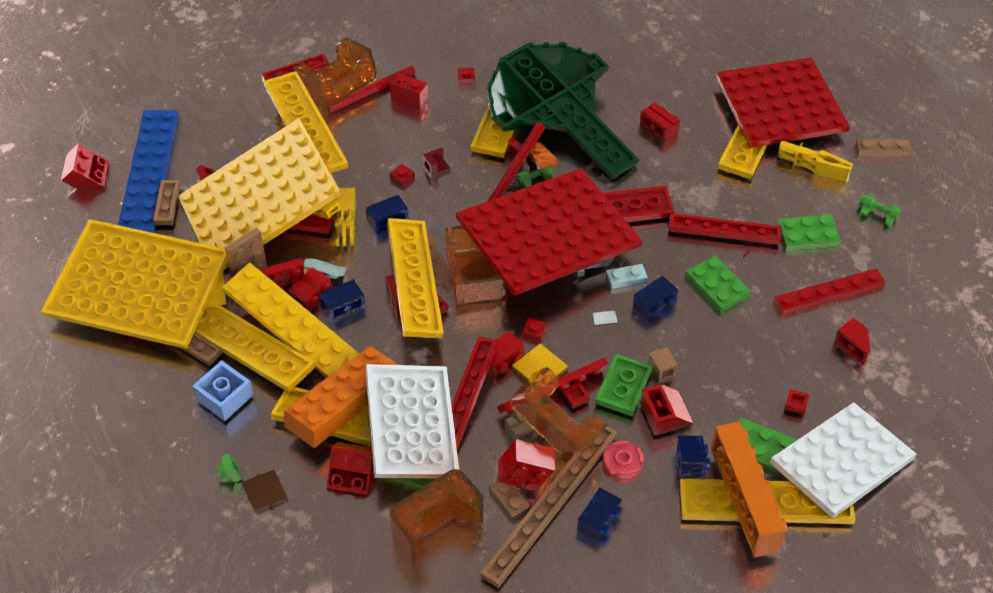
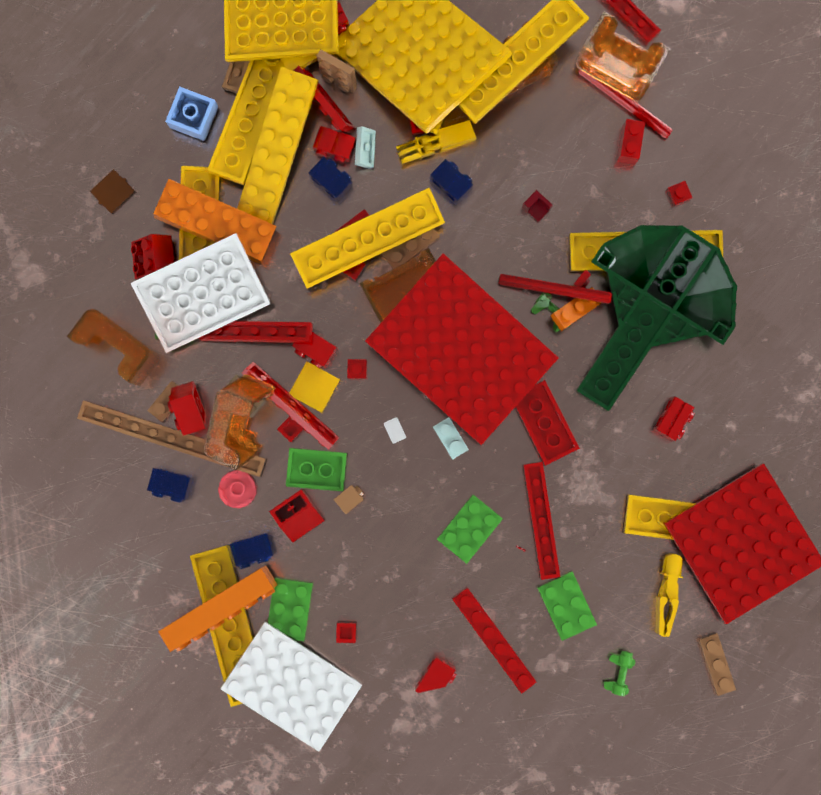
camera: 75 degrees right, 35 degrees up
(228, 469) = (119, 154): bright green tile -> none
(402, 174) = (513, 177): red plate -> none
(655, 298) = (427, 473): clear blue brick -> none

